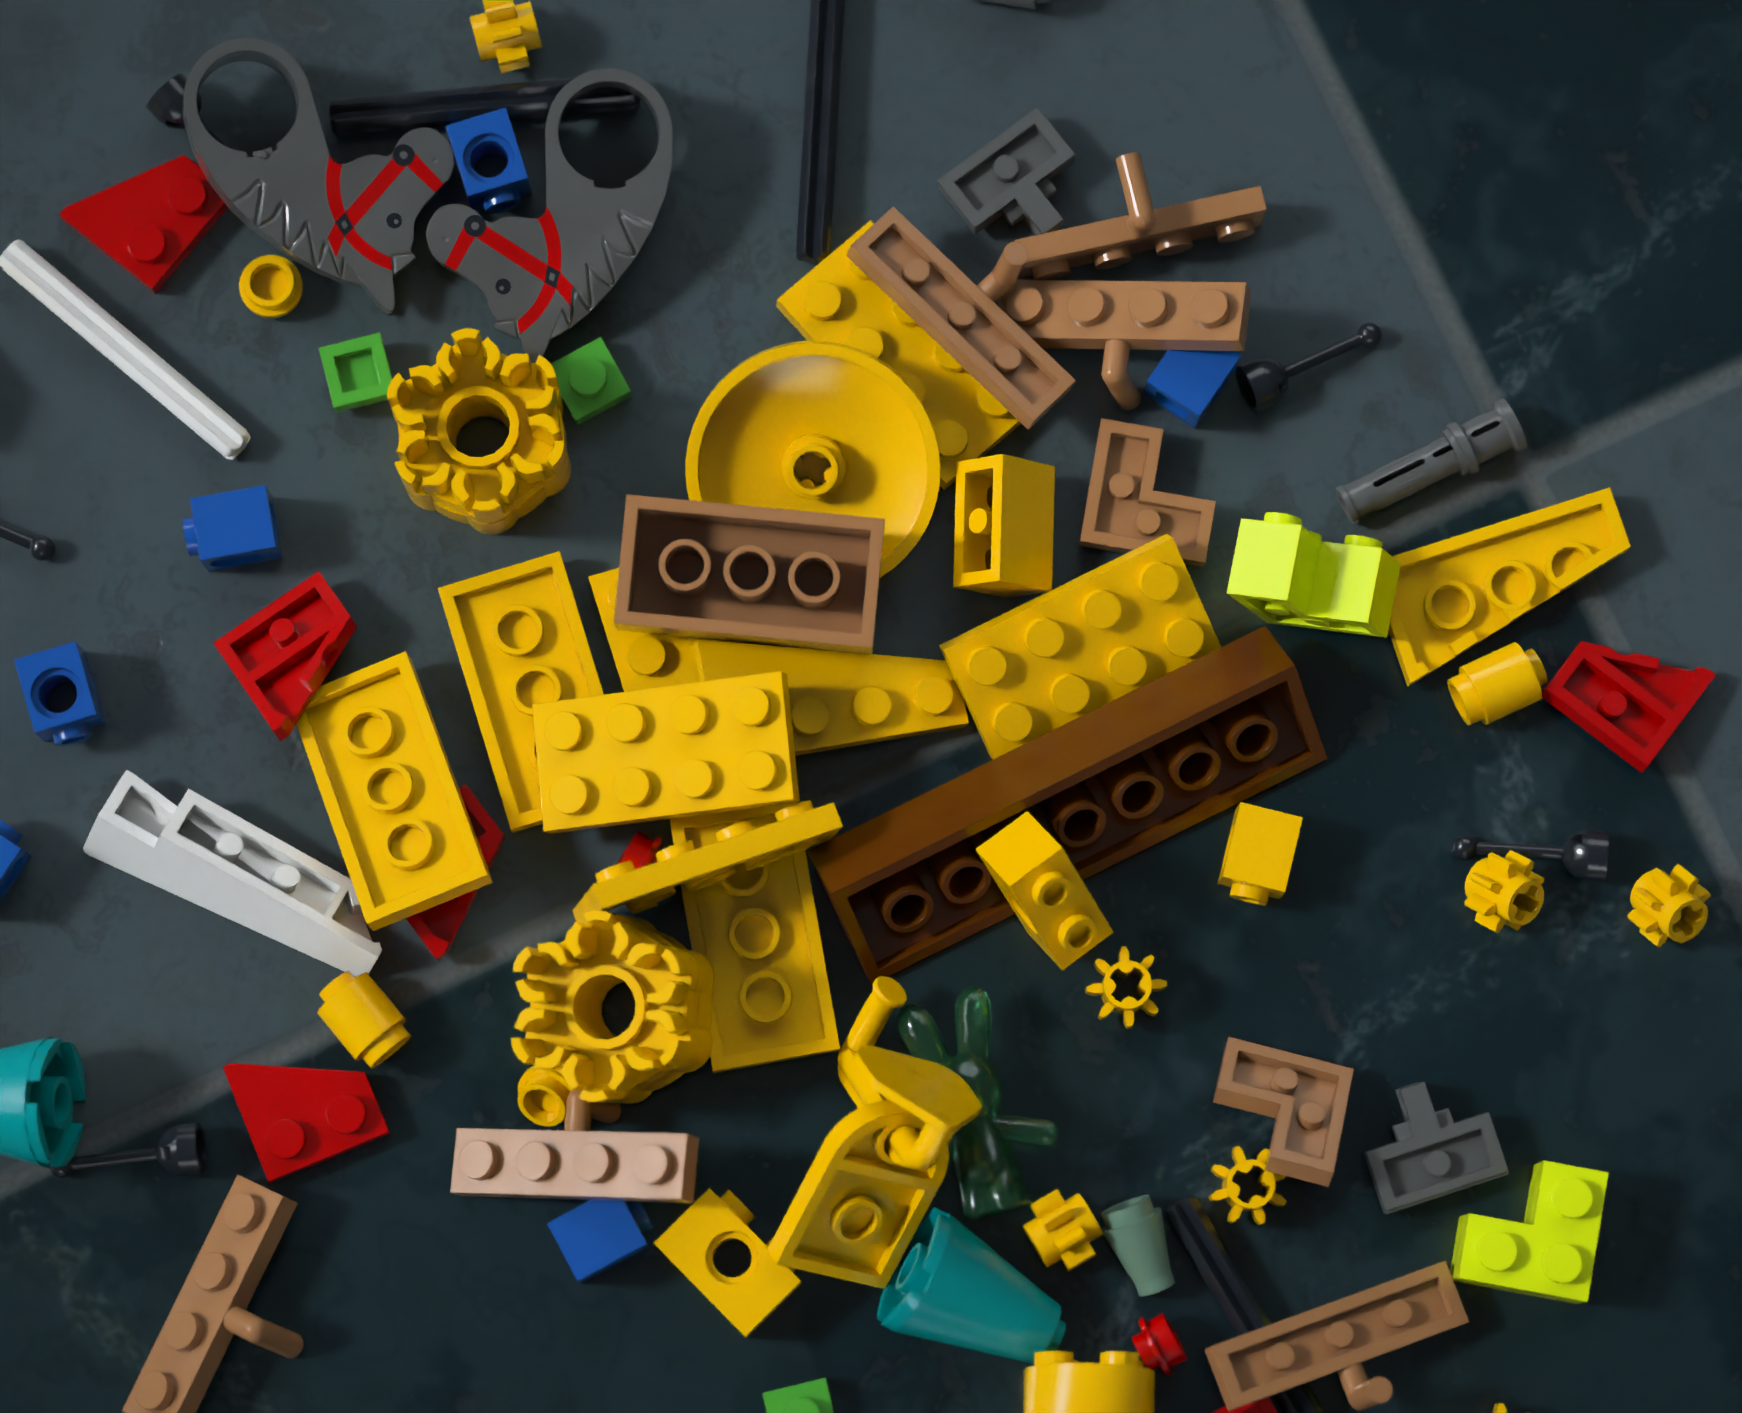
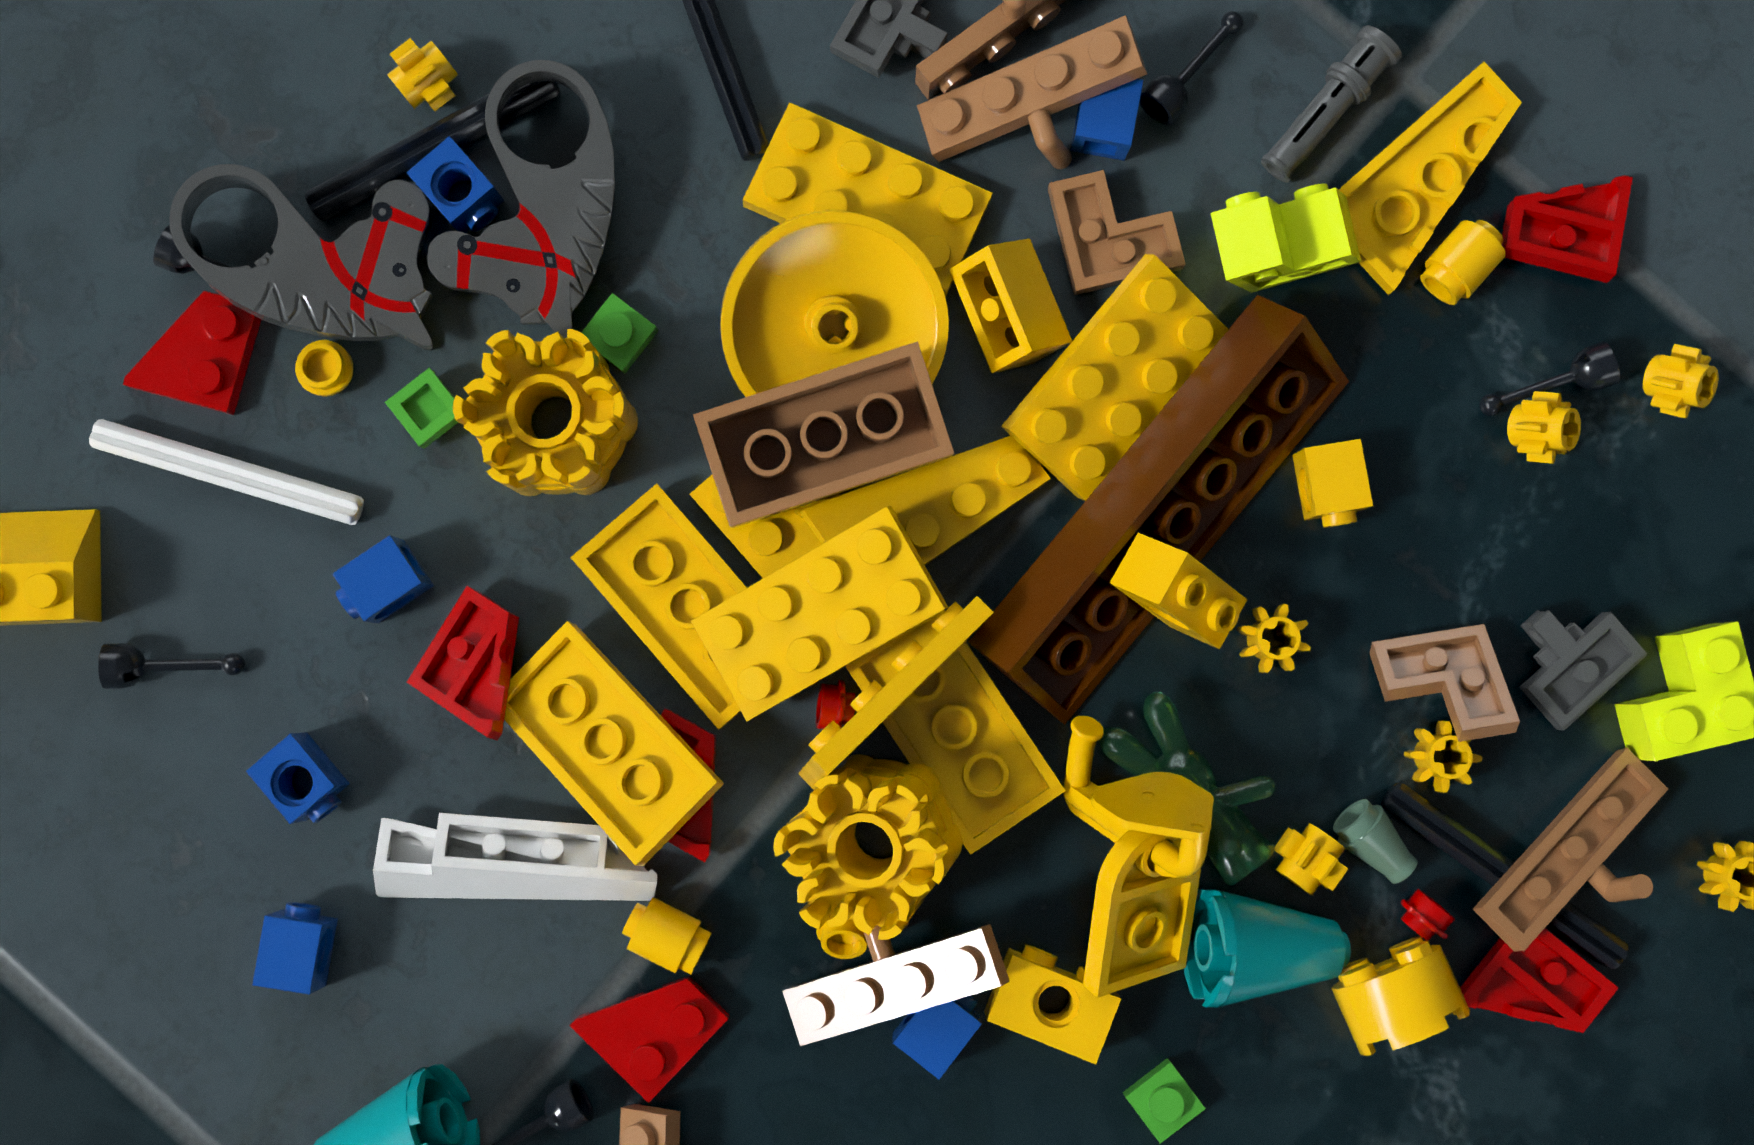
camera: 20 degrees left, 5 degrees up
(963, 314) = (902, 144): medium nougat plate -> none

